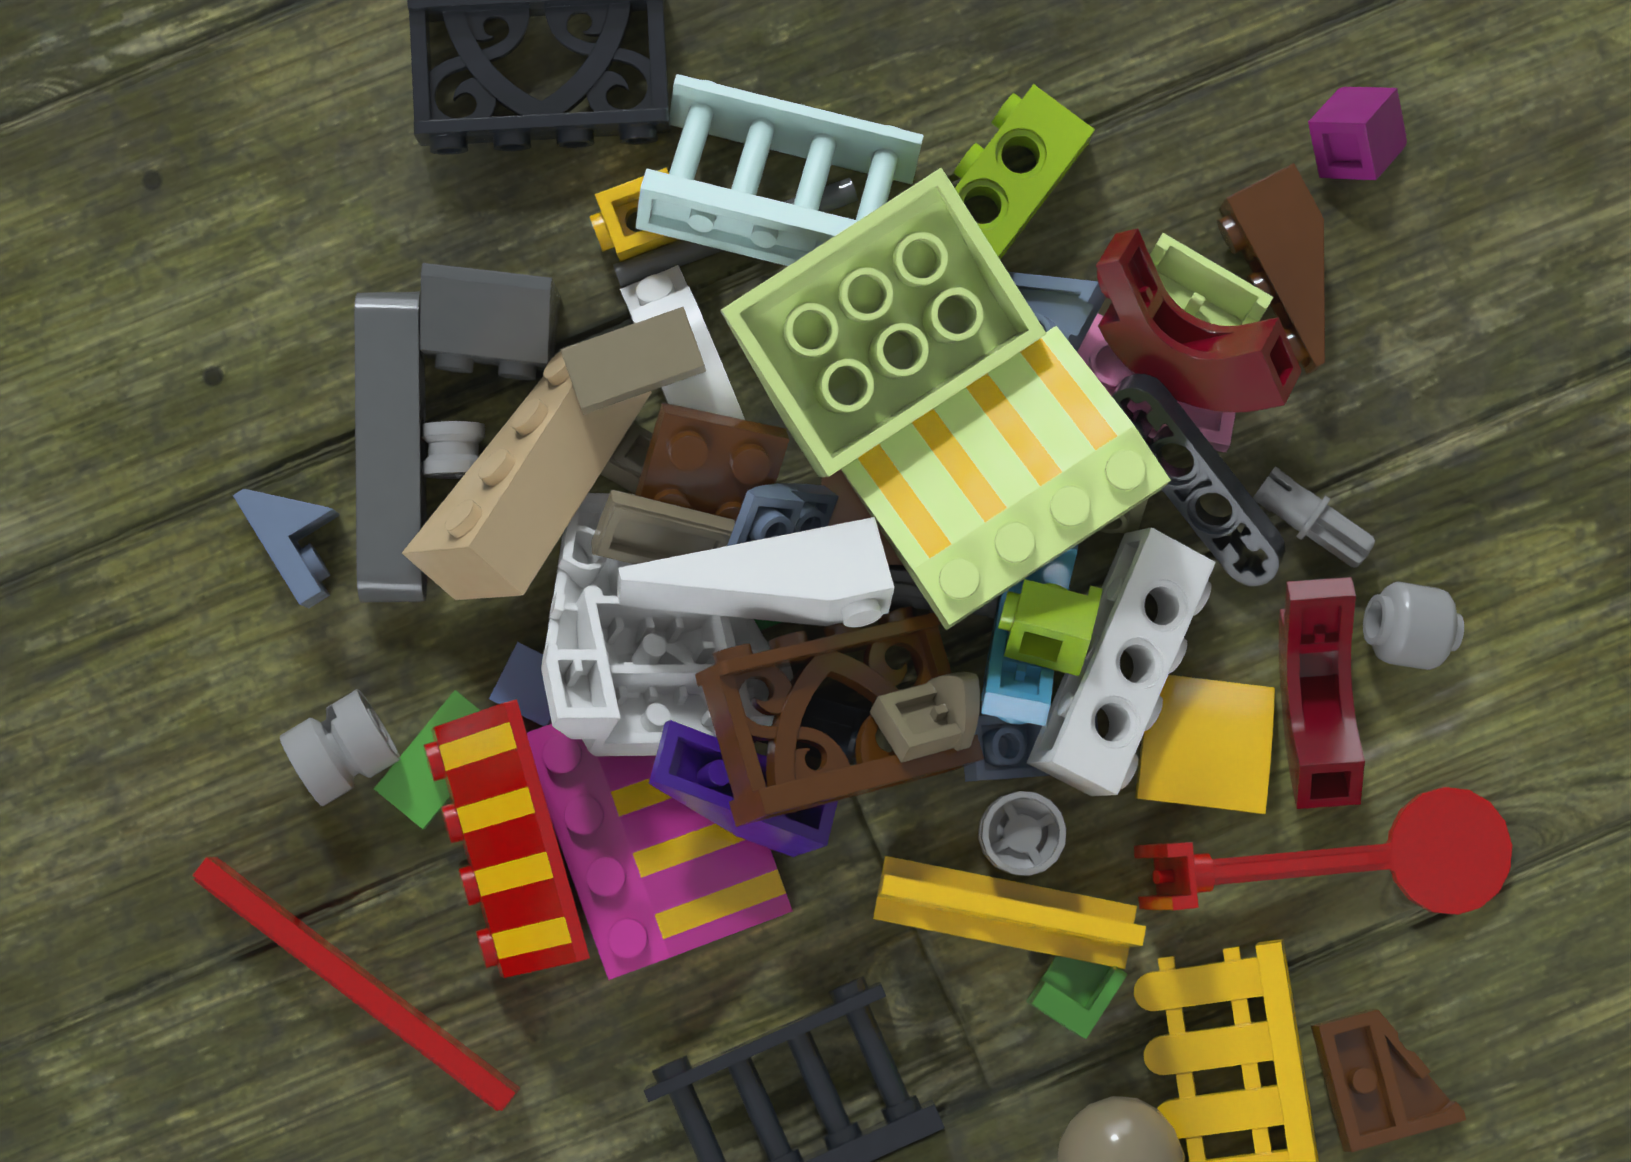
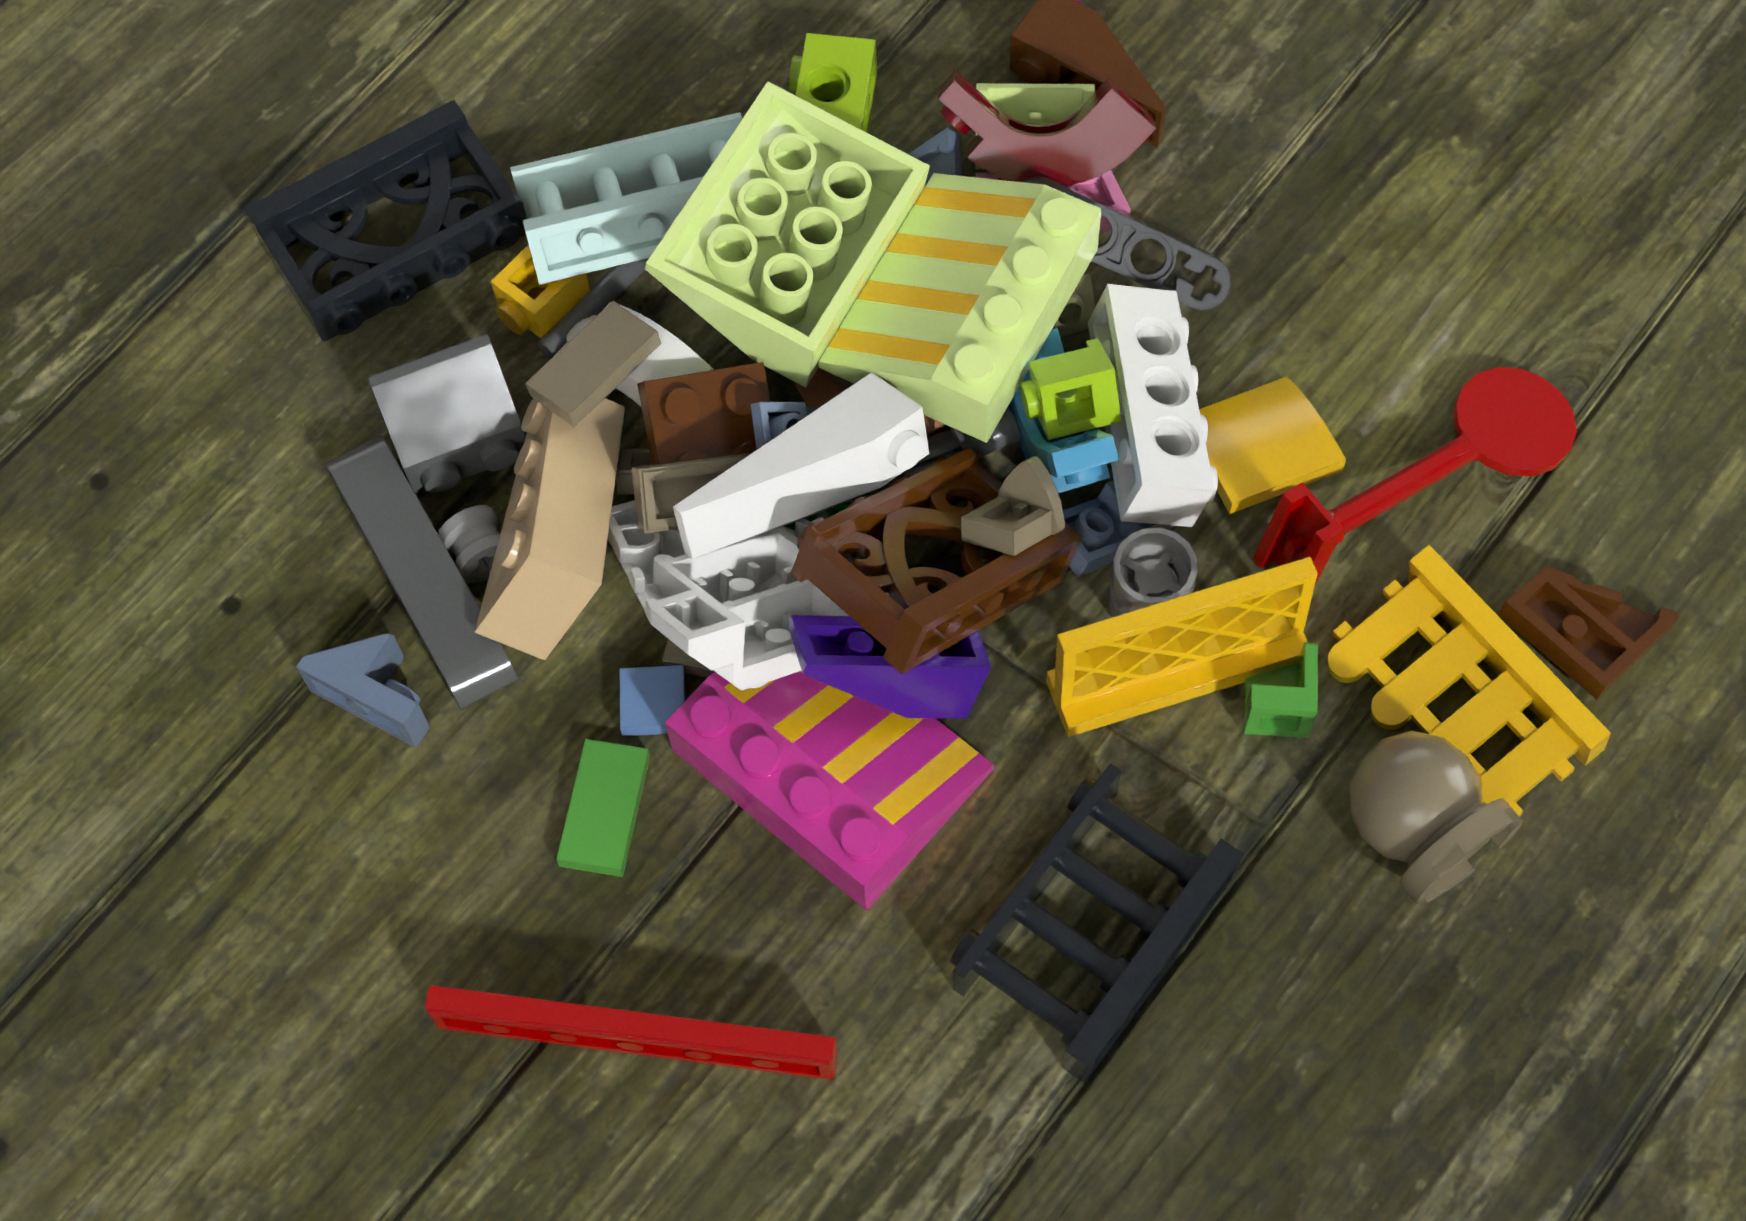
camera: 25 degrees left, 20 degrees down
(339, 748) = (510, 826): light grey wheel -> none
(507, 841) = (707, 808): red slope -> none
(1314, 518) = (1235, 233): light grey axle -> none
(1318, 693) = (1328, 362): dark red arch -> none
(1413, 625) = (1366, 266): light grey head -> none

